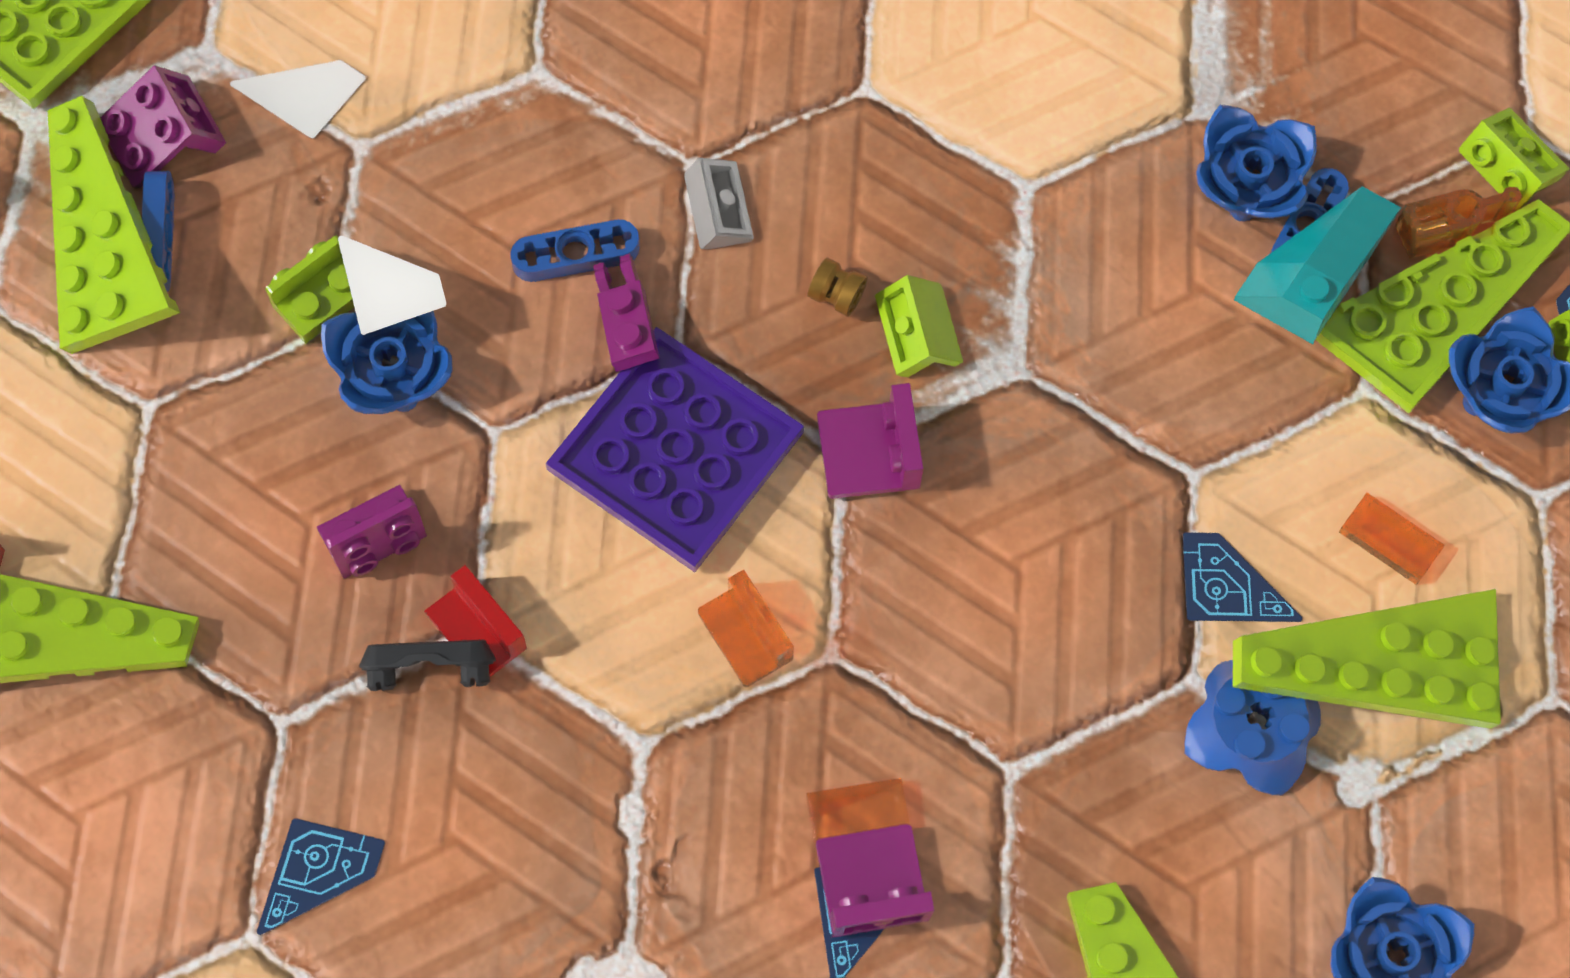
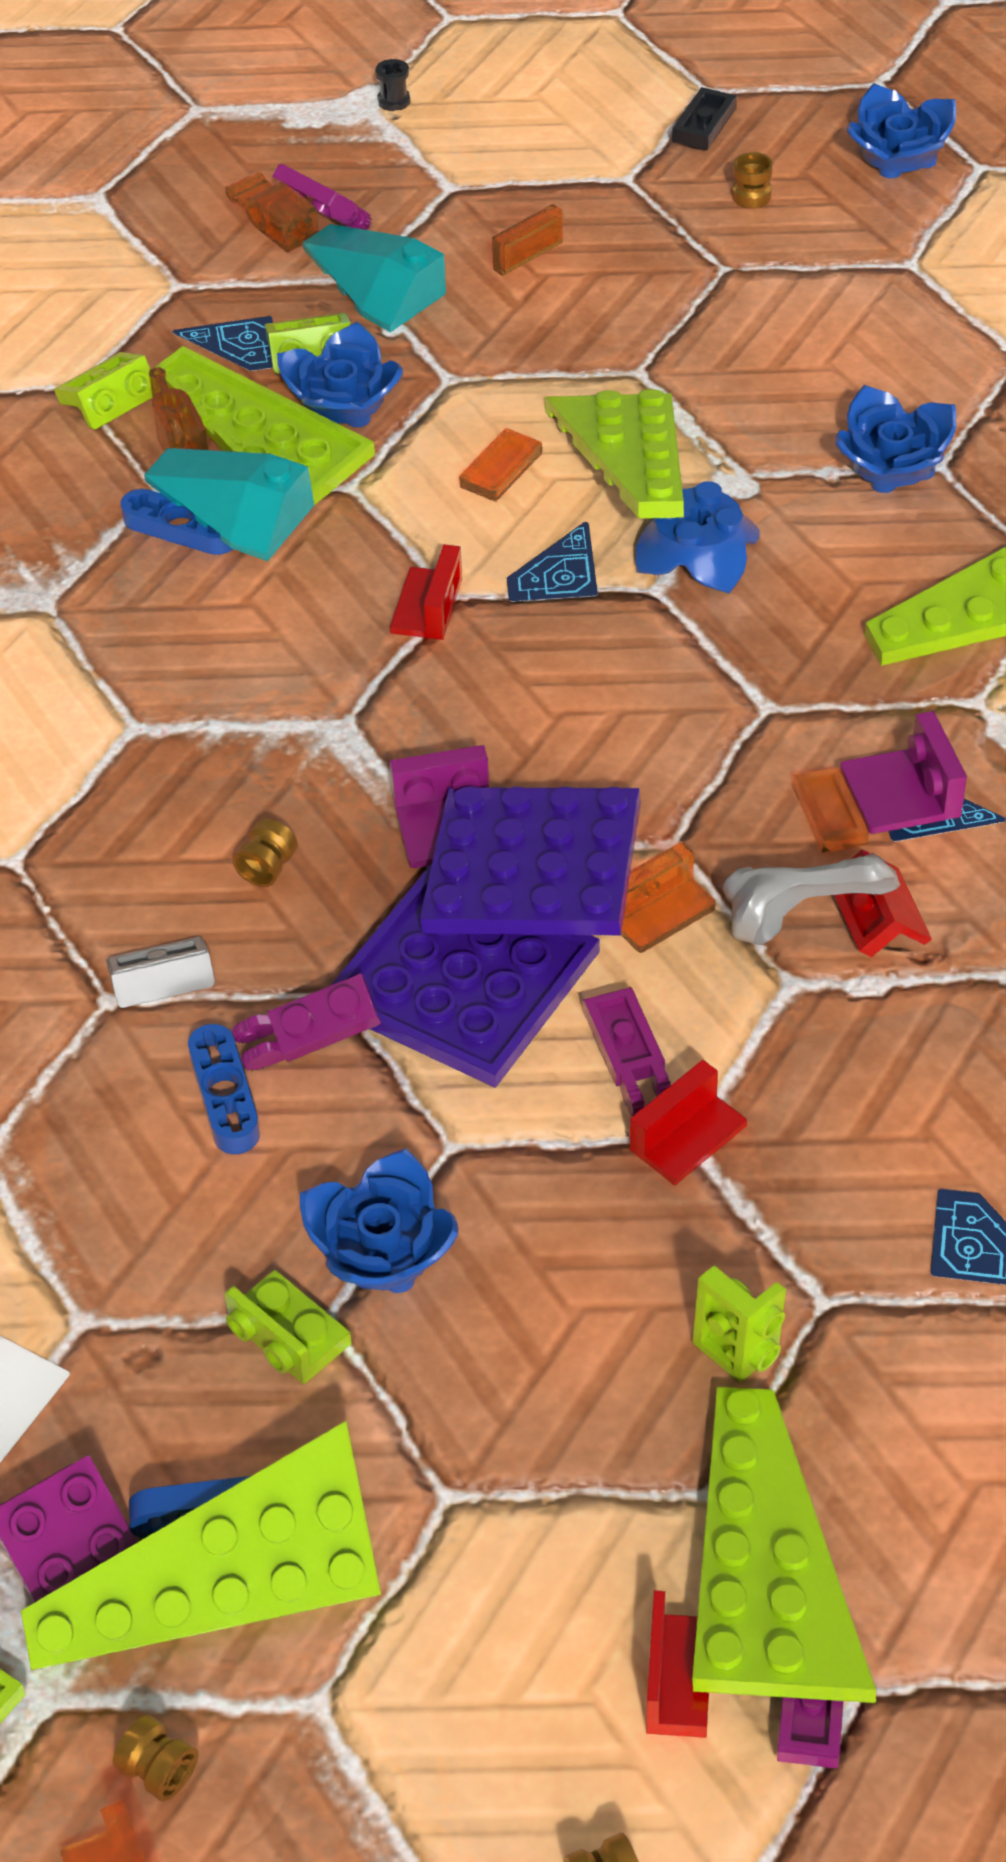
camera: 90 degrees left, 20 degrees down
(229, 624) = (735, 1327): none -> lime bracket
(373, 532) = (597, 1223): magenta bracket -> none
(387, 287) = (297, 1224): white sticker -> none
(470, 655) = (729, 1121): black piece -> none
(570, 583) = (626, 1044): none -> magenta hinge
(719, 836) = (881, 917): none -> red panel
(722, 722) = (768, 893): none -> light grey hair
(784, 510) = (532, 861): none -> dark purple plate
(917, 325) = (309, 793): lime panel -> none
(1183, 452) = (429, 597): none -> red panel
(1278, 151) = (124, 549): blue brick -> none

